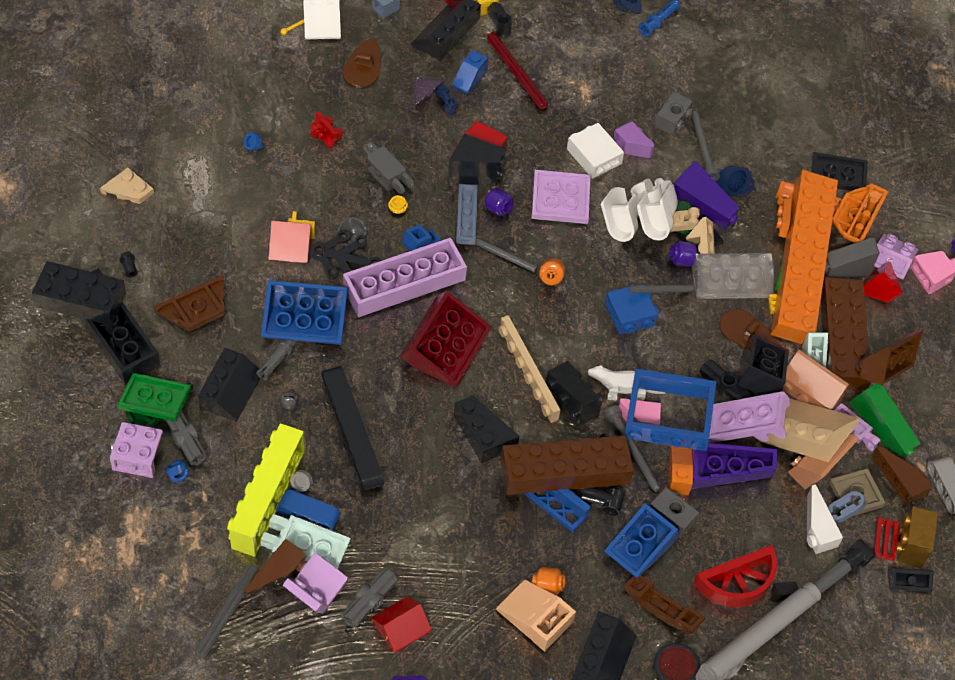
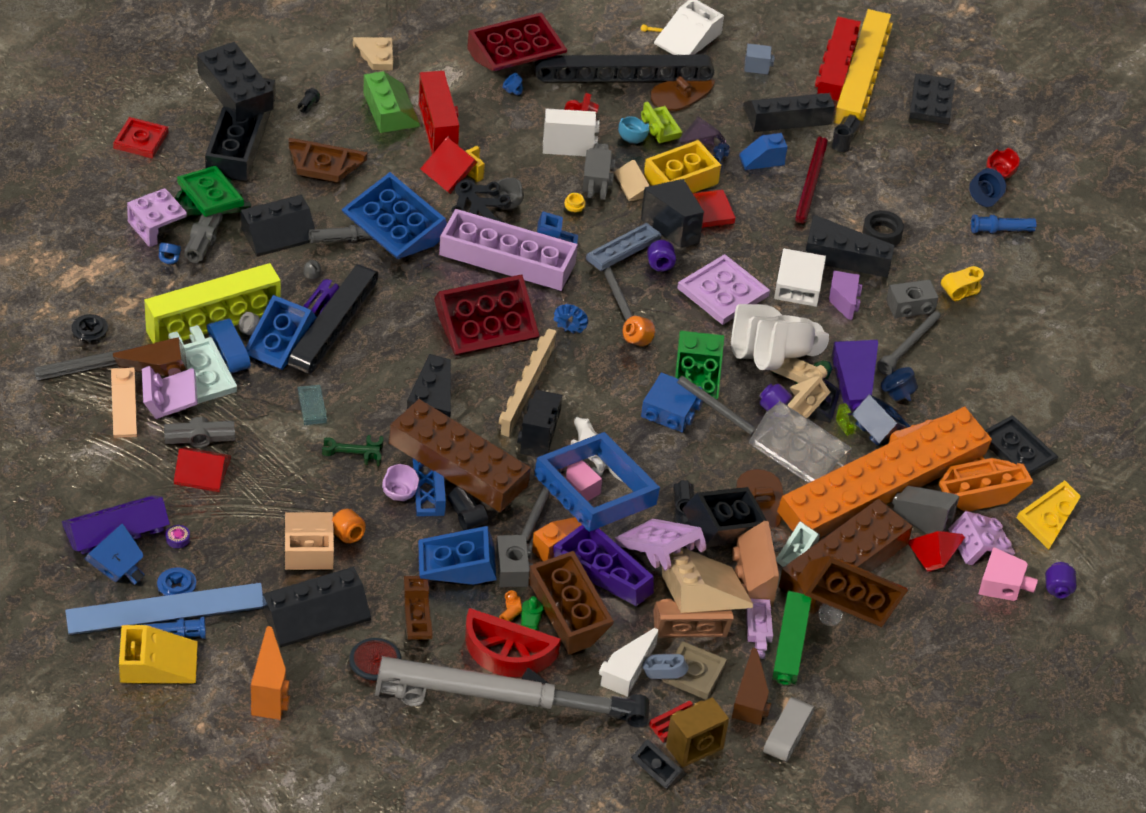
camera: 45 degrees right, 10 degrees down
(41, 392) = (140, 137): none -> red tile
(187, 223) = (389, 102): none -> bright green slope
(187, 575) = (93, 322): none -> black gear
(225, 109) = (514, 42): none -> dark red slope
(238, 205) = (437, 109): none -> red brick
(292, 621) = (124, 402): none -> light nougat slope
(310, 74) = (633, 68): none -> black beam
(326, 418) = (322, 295): none -> dark purple arm
(333, 471) = (279, 332): none -> blue slope
(341, 153) = (569, 132): none -> white brick
(373, 118) = (633, 129): none -> dark azure hair
(383, 99) = (660, 123): none -> lime bracket
(413, 507) = (312, 405): none -> clear light blue tile
(415, 158) = (631, 180): none -> tan slope
(441, 126) = (685, 162): none -> yellow brick
(488, 508) = (370, 450): none -> dark green bar
(503, 297) = (579, 318): none -> blue gear
(544, 518) = (400, 482): none -> lavender hair
(597, 106) = (849, 248): none -> black wedge
(600, 85) = (887, 219): none -> black tyre
(611, 265) = (700, 360): none -> green slope
(687, 79) = (962, 283): none -> yellow piece
(708, 545) = (513, 606): none -> orange arm
(723, 540) = (531, 613): none -> green piece
(733, 234) = (843, 419): none -> clear neon green tile
(745, 511) = (570, 601): none -> reddish brown slope
(757, 219) = (878, 419): none -> slope
(905, 204) = (1049, 513): none -> yellow wing

